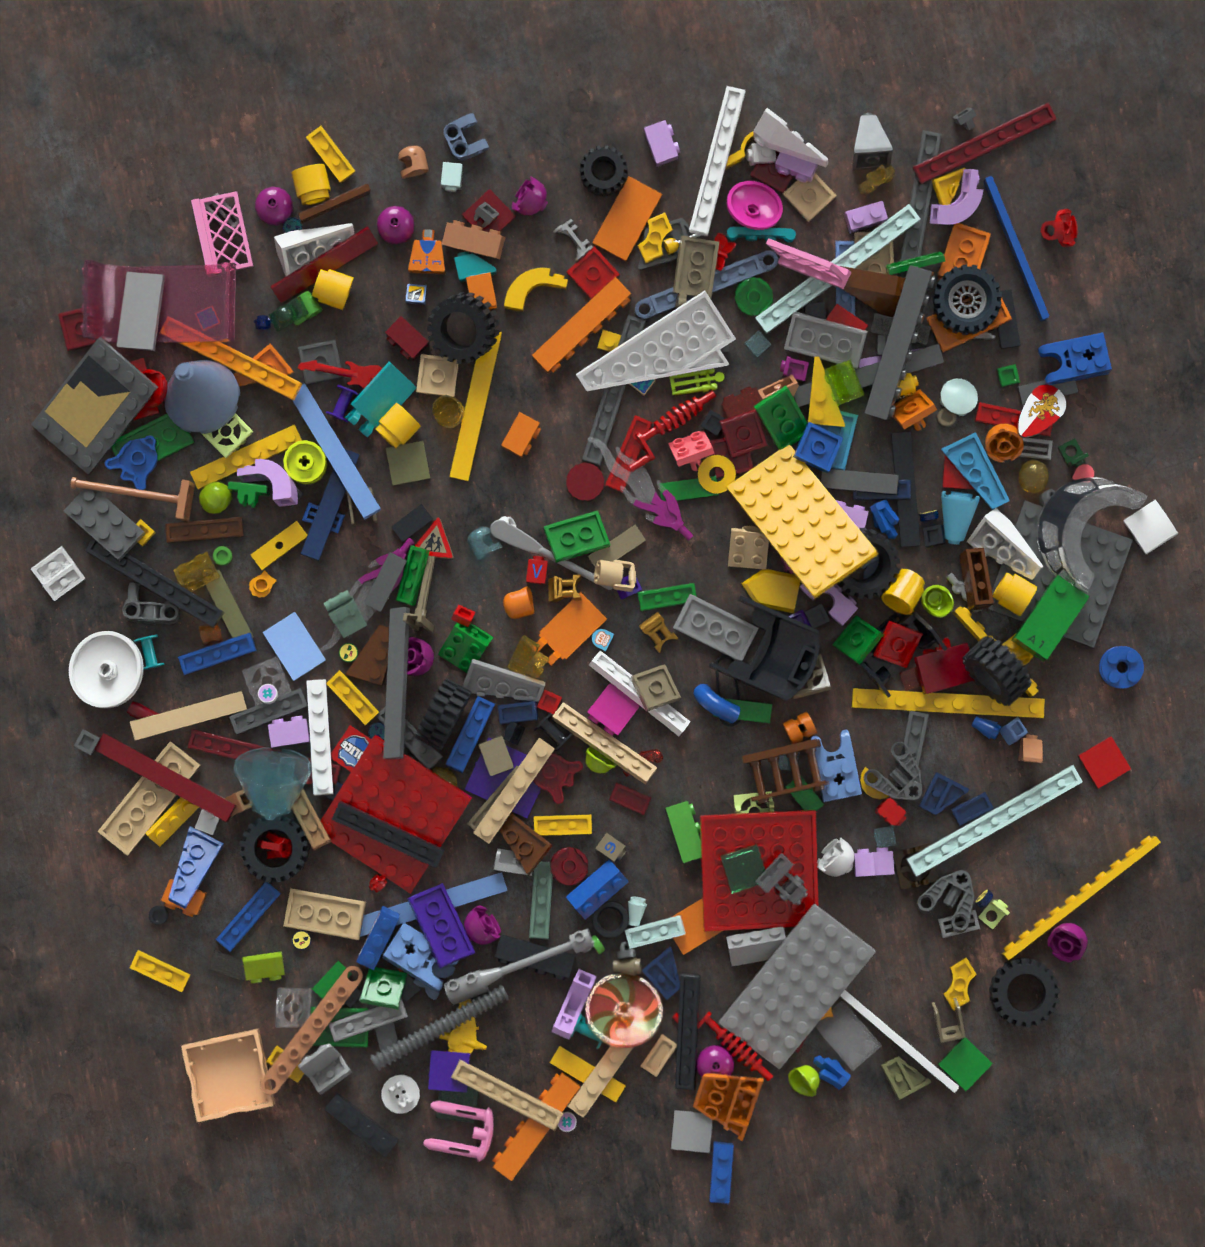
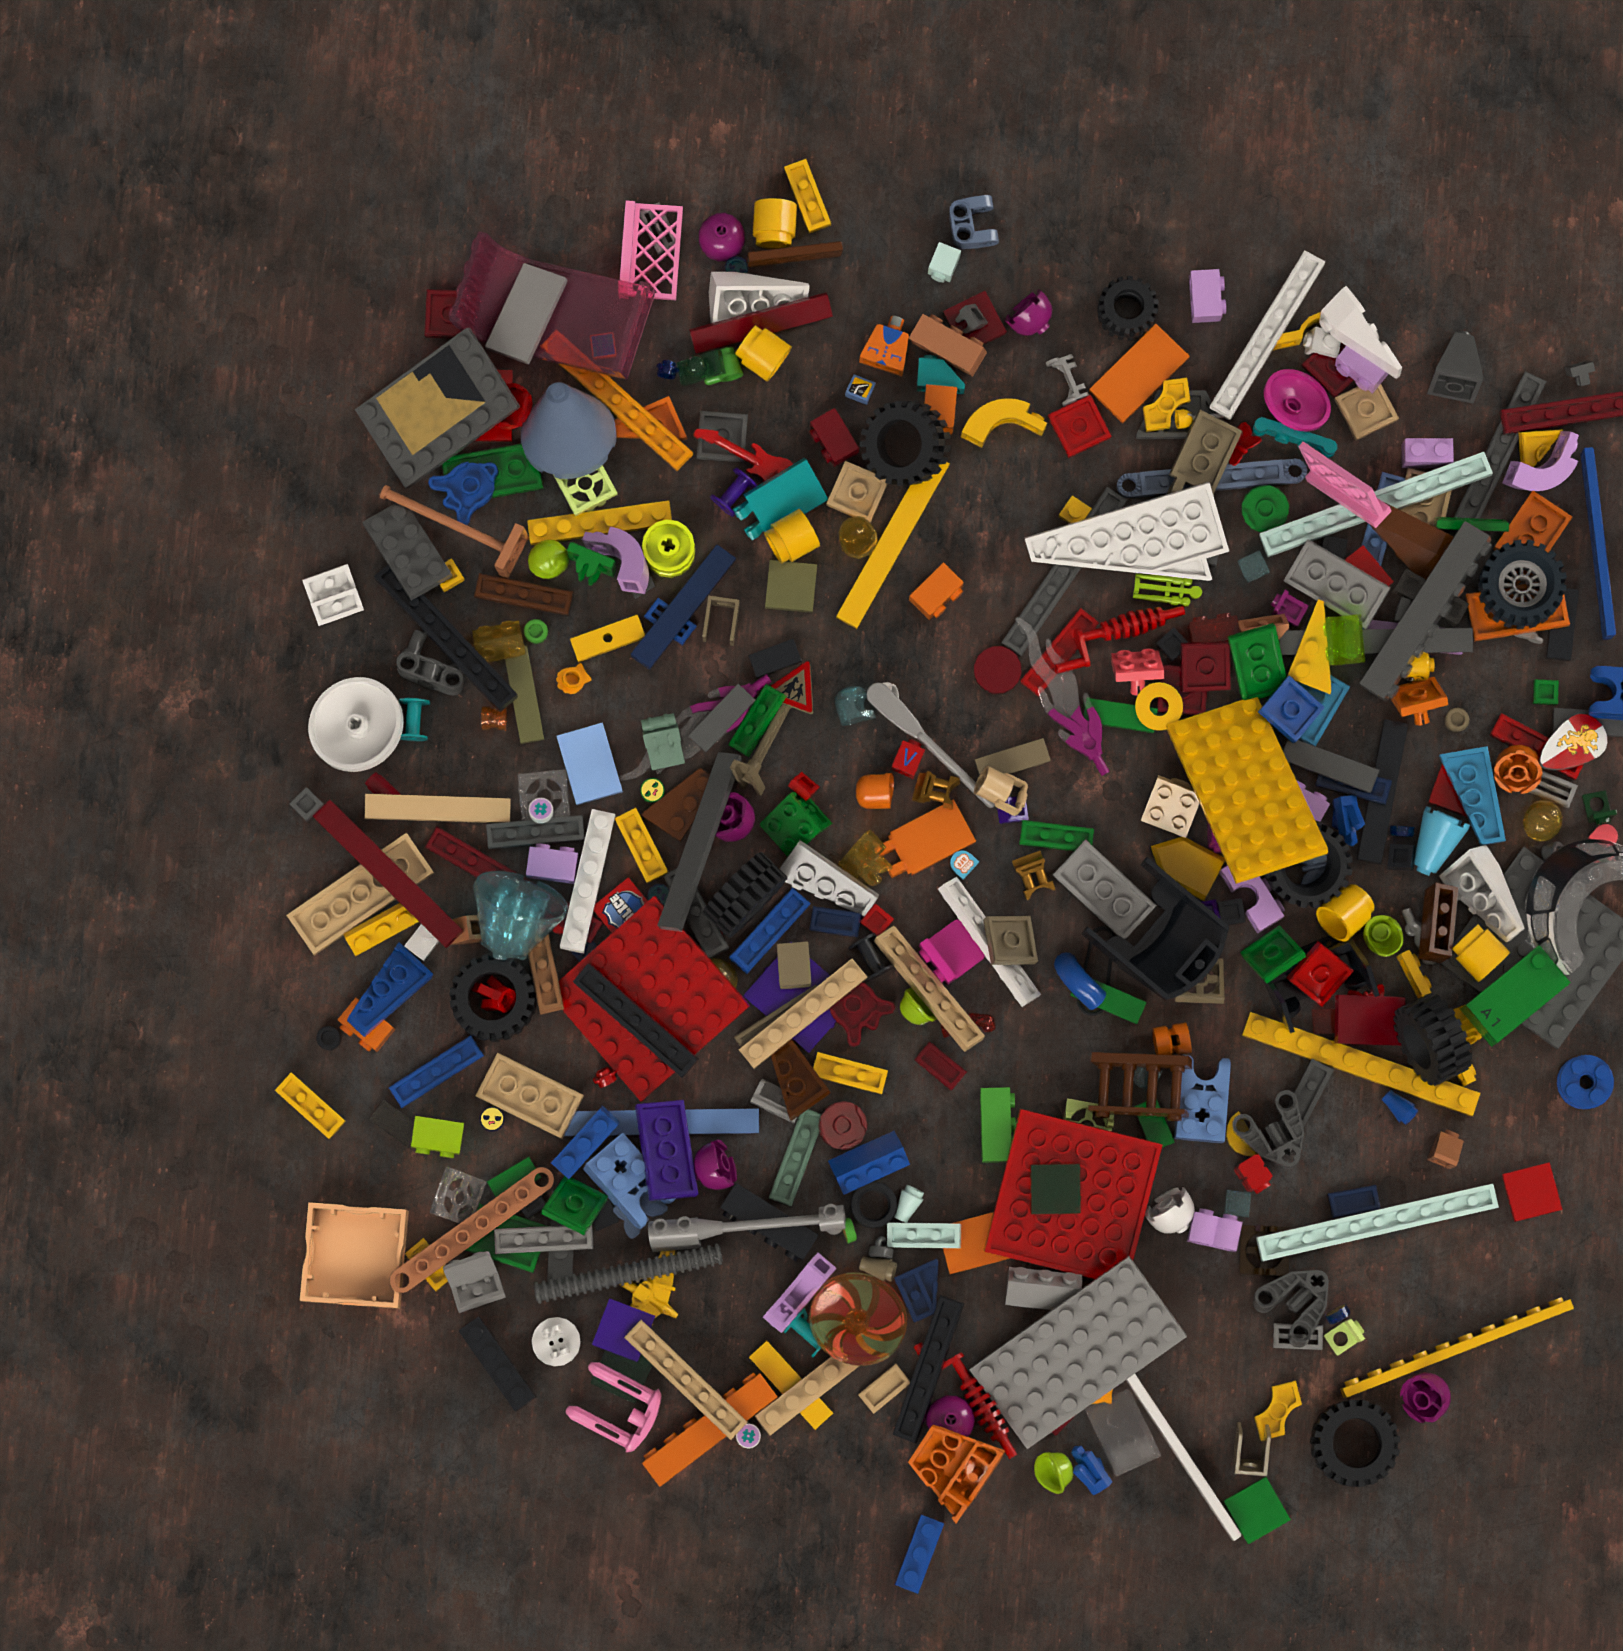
camera: 20 degrees right, 5 degrees down
(217, 653) = (494, 745): blue tile -> none
(335, 453) = (708, 547): medium blue tile -> none
(395, 233) = (858, 310): magenta cylinder -> none
(414, 160) = (909, 238): nougat helmet -> none
(514, 733) = (823, 944): black plate -> none
(576, 536) = (968, 731): green tile -> none
(581, 325) = (1048, 483): orange brick -> none
(611, 847) = (900, 1117): dark tan brick -> none
(643, 386) = (1100, 576): tile -> none
(691, 1131) = (897, 1493): light grey tile -> none
(791, 889) = (1108, 1230): flat silver tile -> none
(876, 178) = (1453, 410): clear yellow plate -> none
(903, 1077) = (1175, 1504): olive wing -> none
(941, 794) = (1321, 1171): dark blue wing -> none
(959, 396) = (1478, 699): light aqua dish -> none
(1013, 731) = (1431, 1121): medium blue slope -> none

